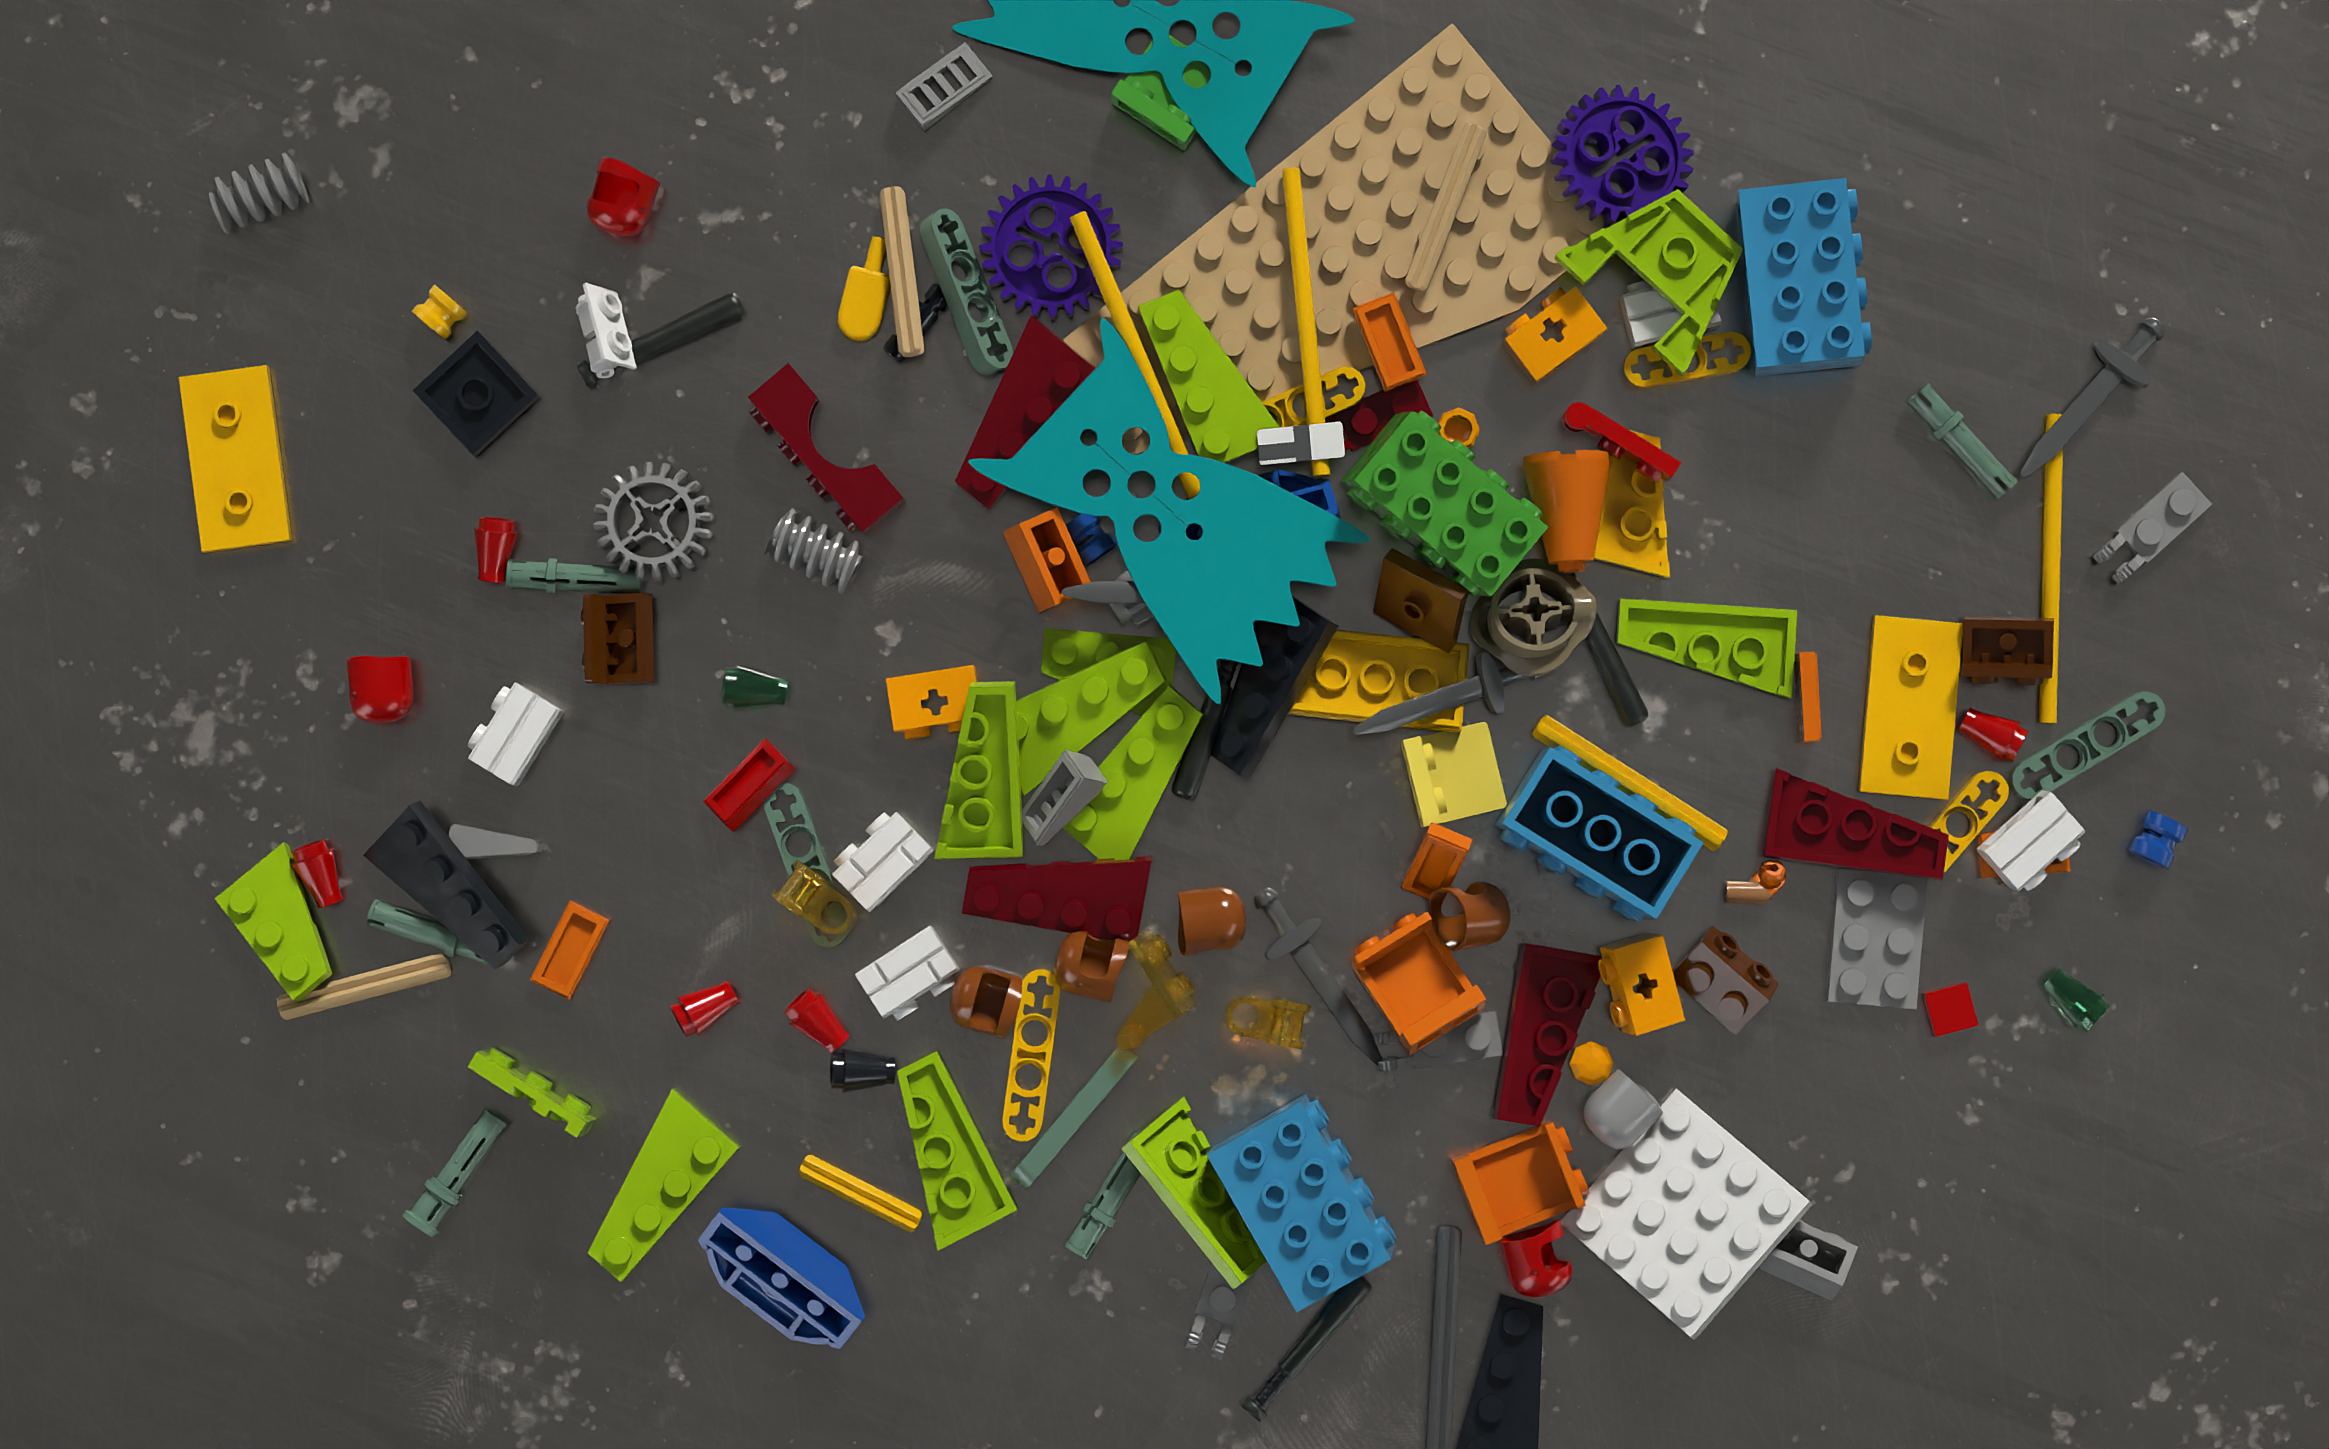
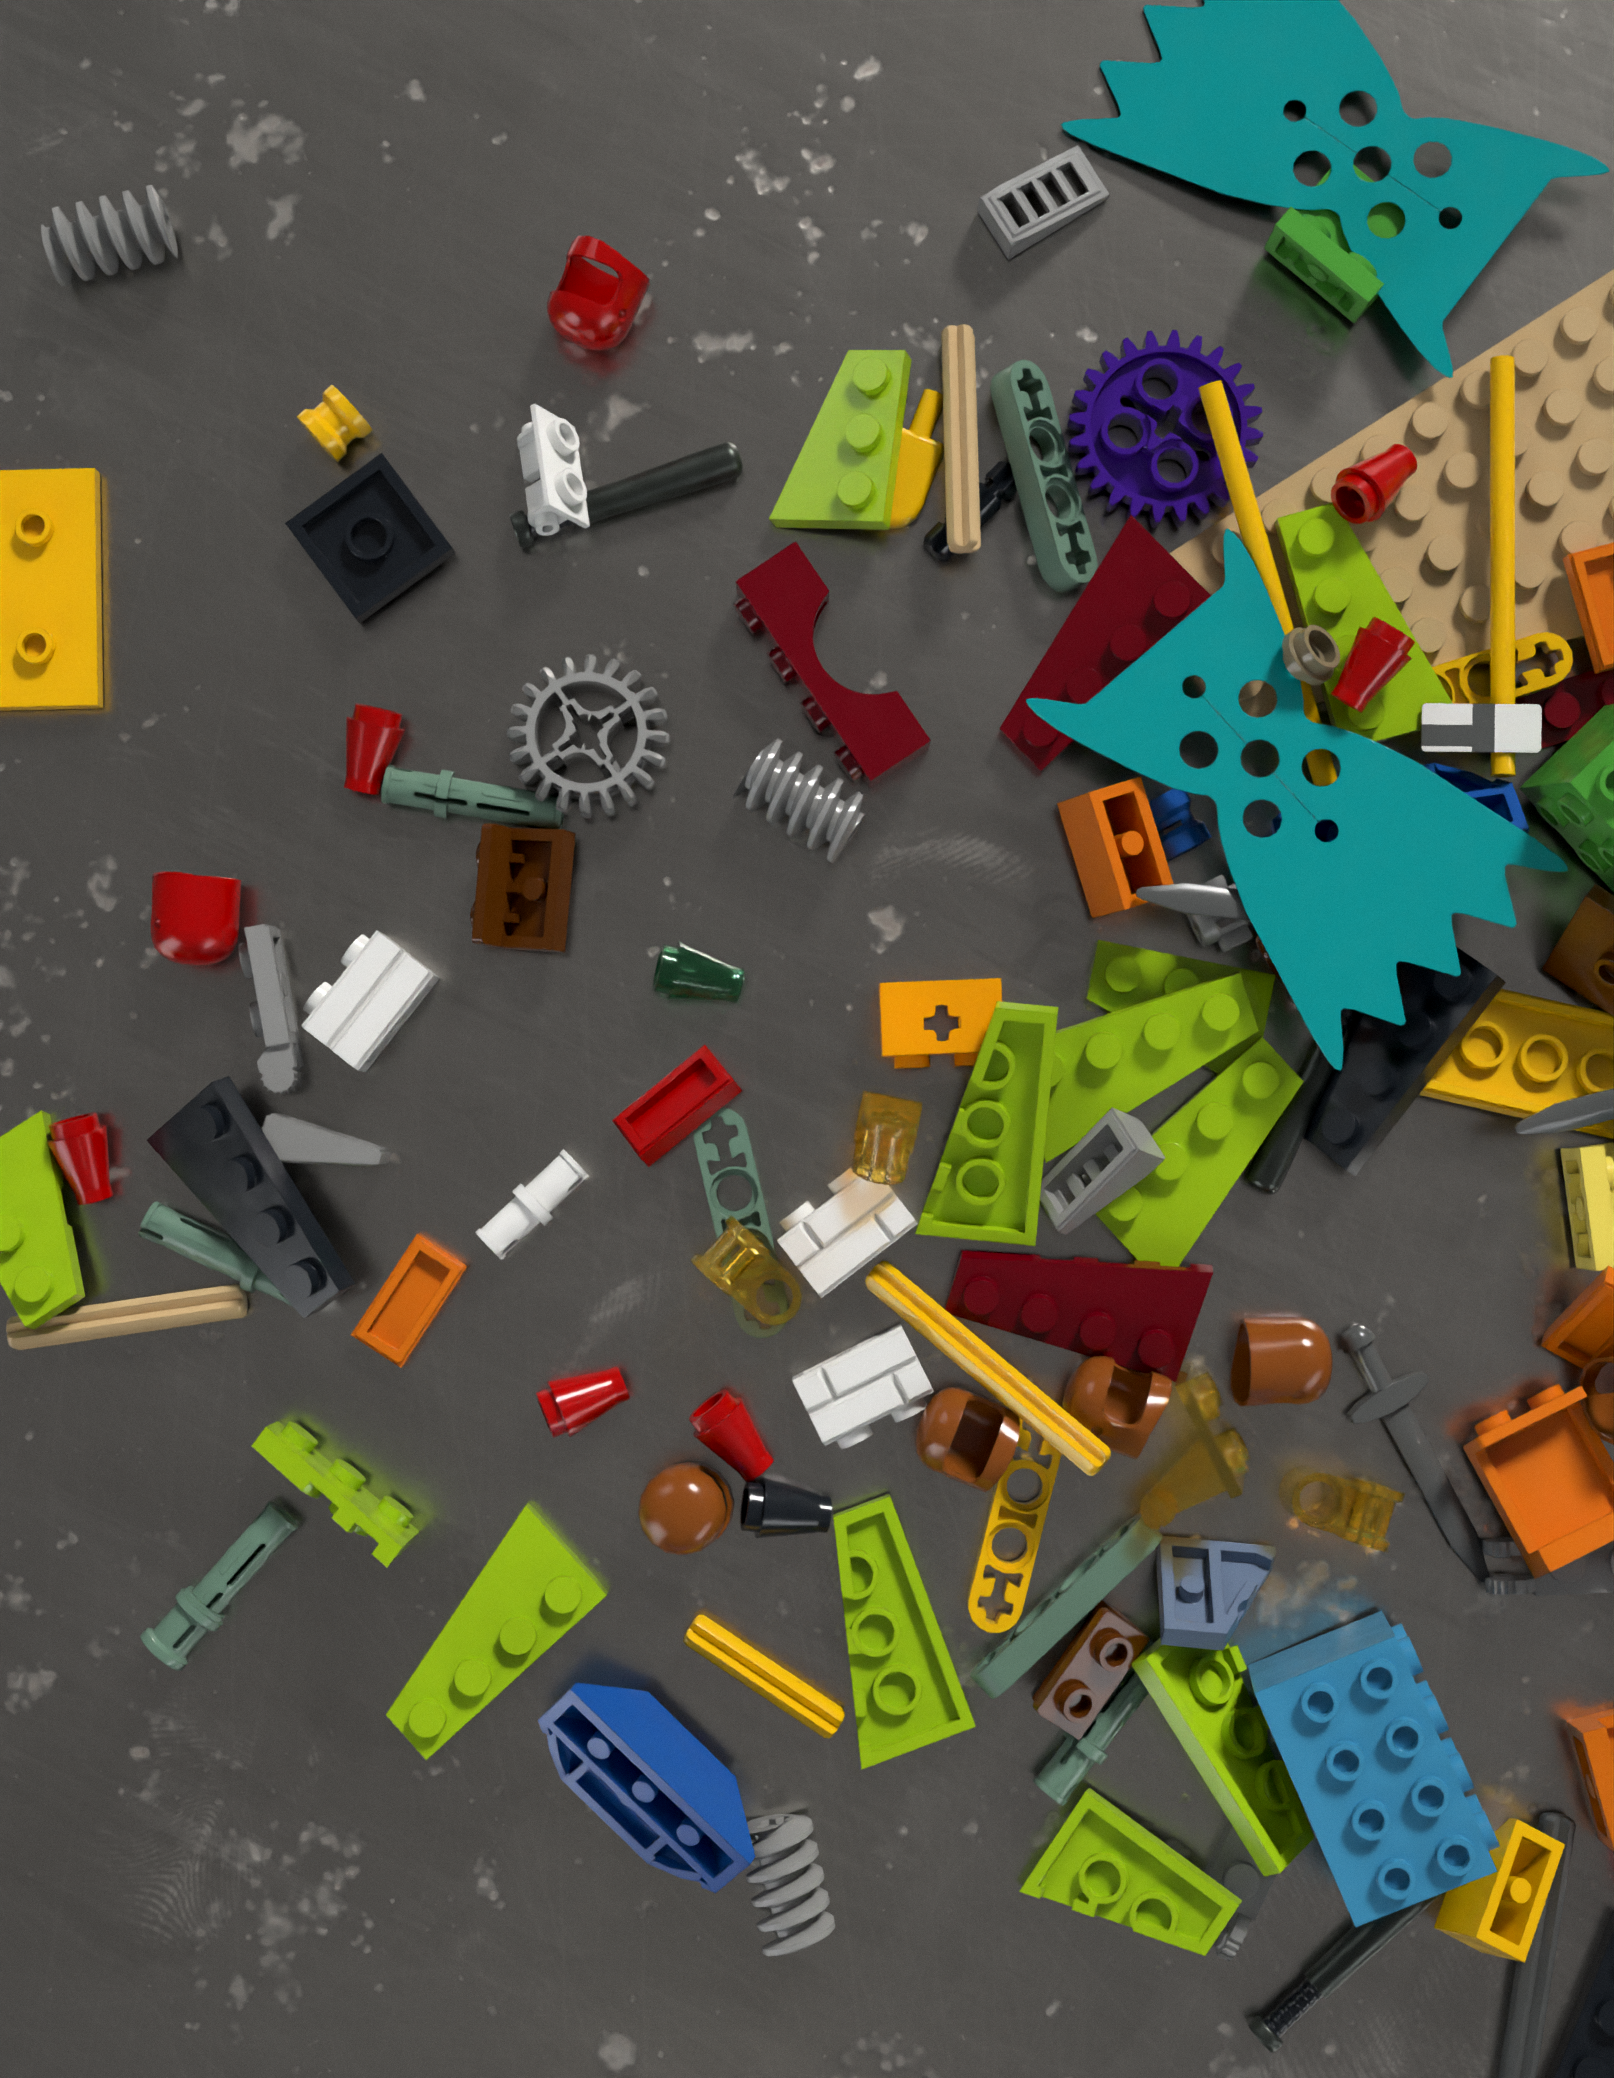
camera: 15 degrees right, 0 degrees up
(445, 751) = (274, 1010): none -> light grey hinge
(652, 869) = (532, 1204): none -> white pin
(788, 1076) = (685, 1508): none -> dark orange helmet
(823, 288) = (852, 449): none -> lime wing
(893, 1338) = (789, 1883): none -> light grey piece
(903, 789) = (885, 1137): none -> clear yellow piece
(995, 948) = (988, 1368): none -> yellow axle
(1092, 1158) = (1089, 1670): none -> reddish brown bracket
(1140, 1305) = (1125, 1874): none -> lime wing
(1169, 404) = (1310, 654): none -> dark tan plate
(1174, 1089) = (1207, 1588): none -> sand blue wing
(1202, 275) = (1371, 485): none -> red cone
(1213, 407) = (1372, 663): none -> red cone
(1409, 1282) = (1505, 1907): none -> yellow slope

